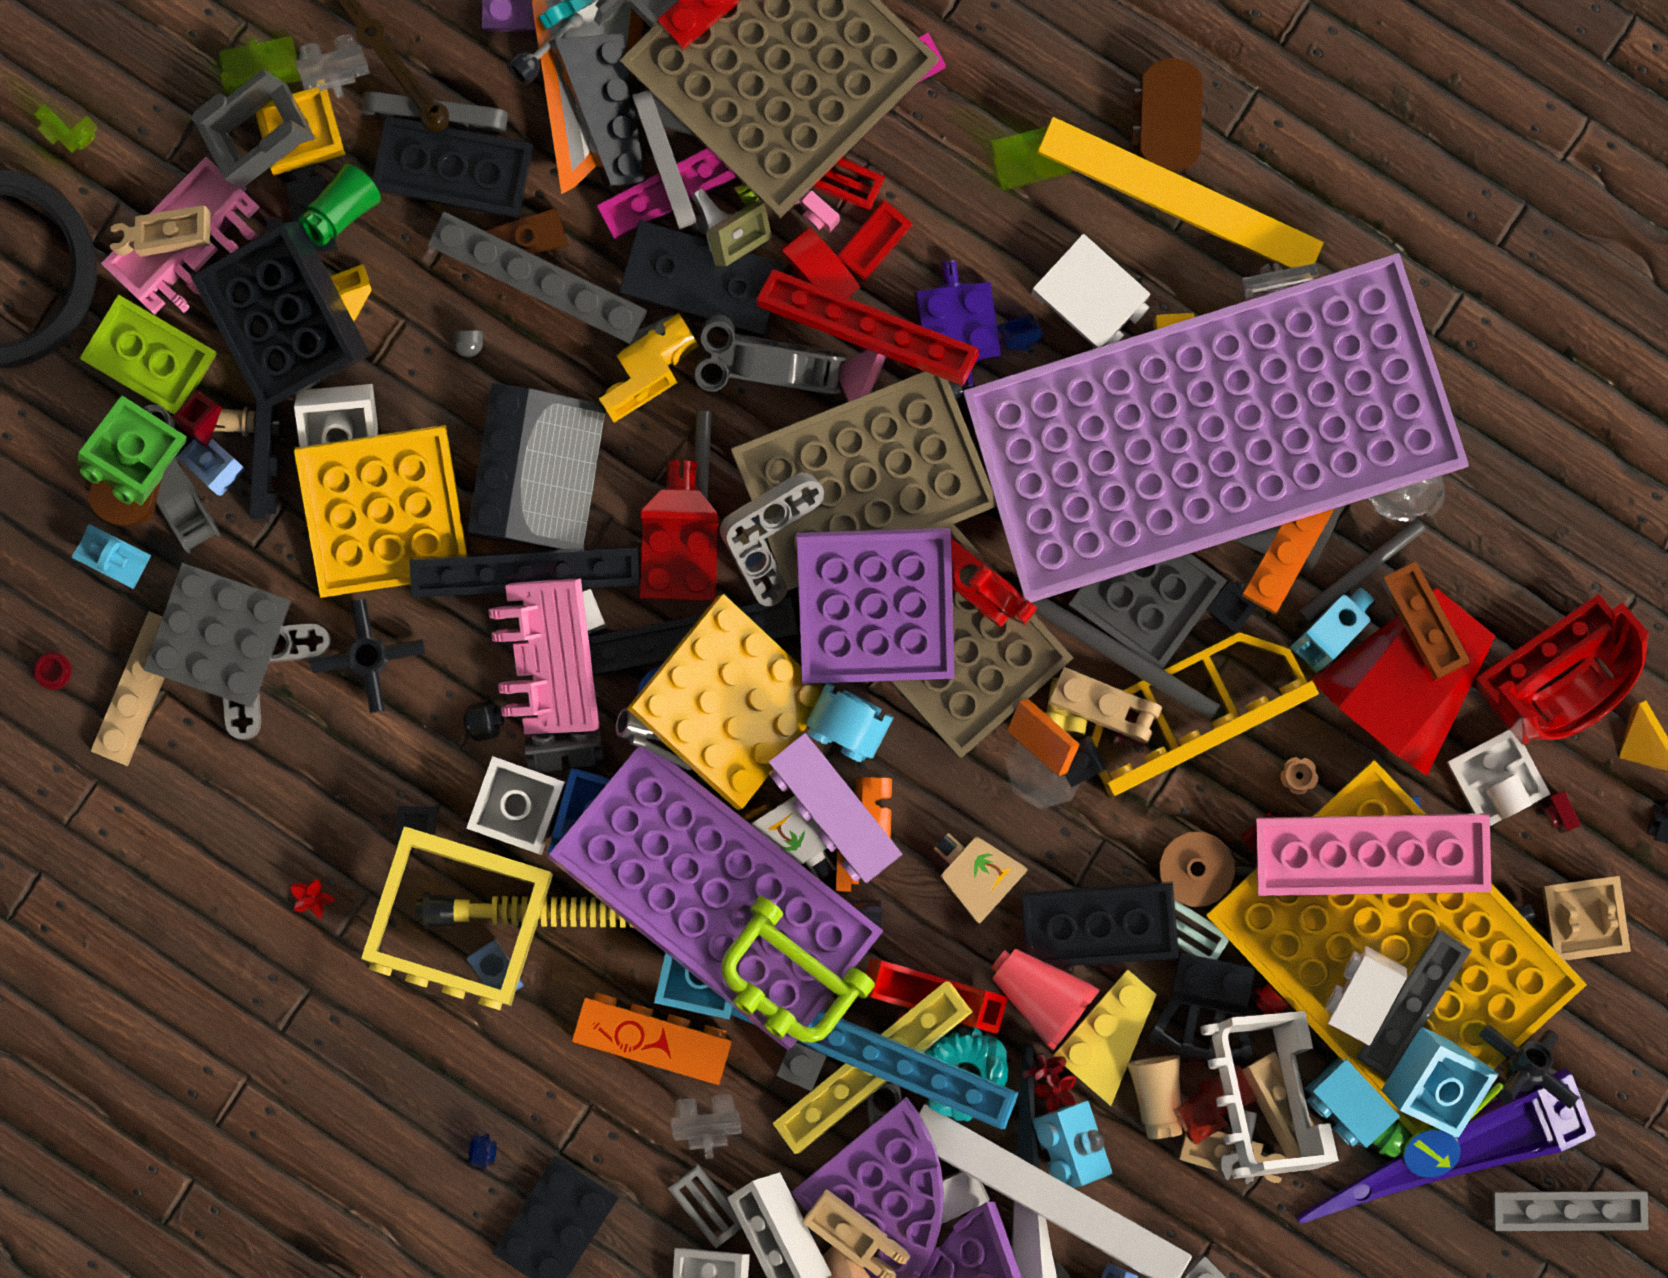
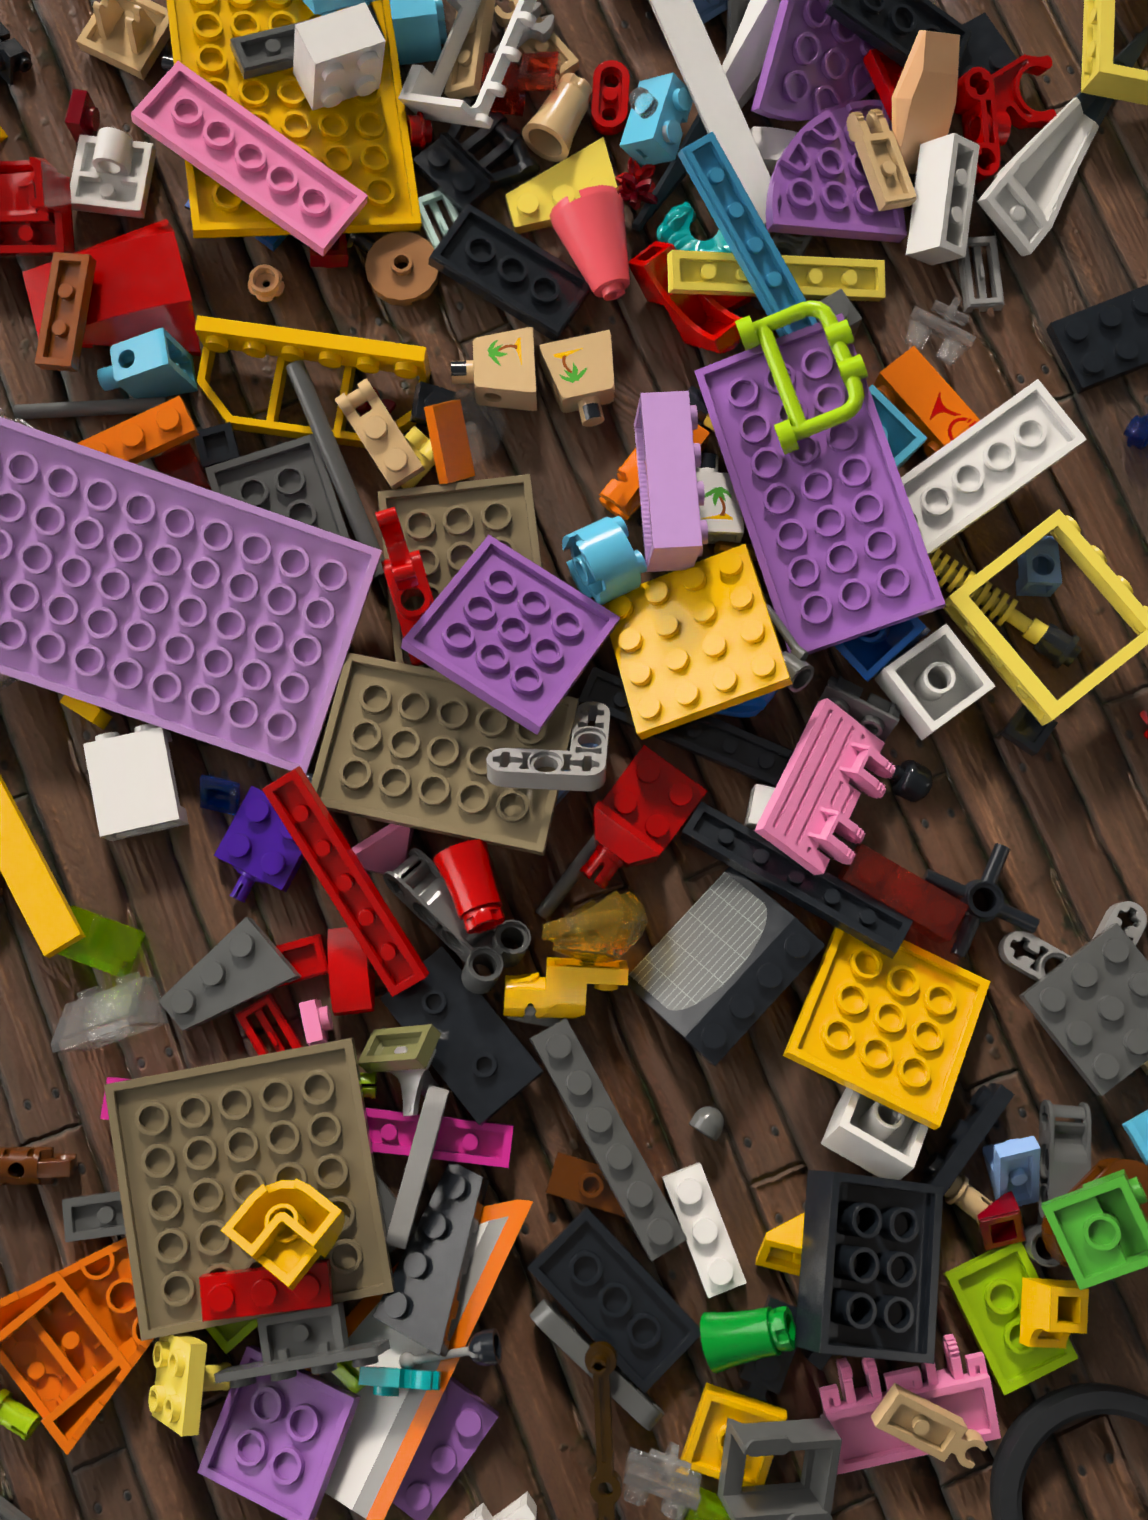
camera: 145 degrees left, 5 degrees down
(122, 374) = (1052, 1312): none -> yellow brick
(419, 263) = (704, 1230): none -> white plate
(433, 616) = (930, 908): none -> clear red arch
(591, 1009) = (989, 464): none -> white plate
(650, 427) = (599, 930): none -> clear yellow helmet
(727, 49) = (286, 1228): none -> yellow brick
(768, 389) = (471, 885): none -> red plant
(910, 200) = (232, 973): none -> dark grey wing
(974, 110) = (109, 1015): none -> clear slope
(1046, 831) = (501, 370): none -> tan torso
(1130, 1146) = (610, 100): none -> red plate
(1237, 562) = (183, 464): none -> clear red brick

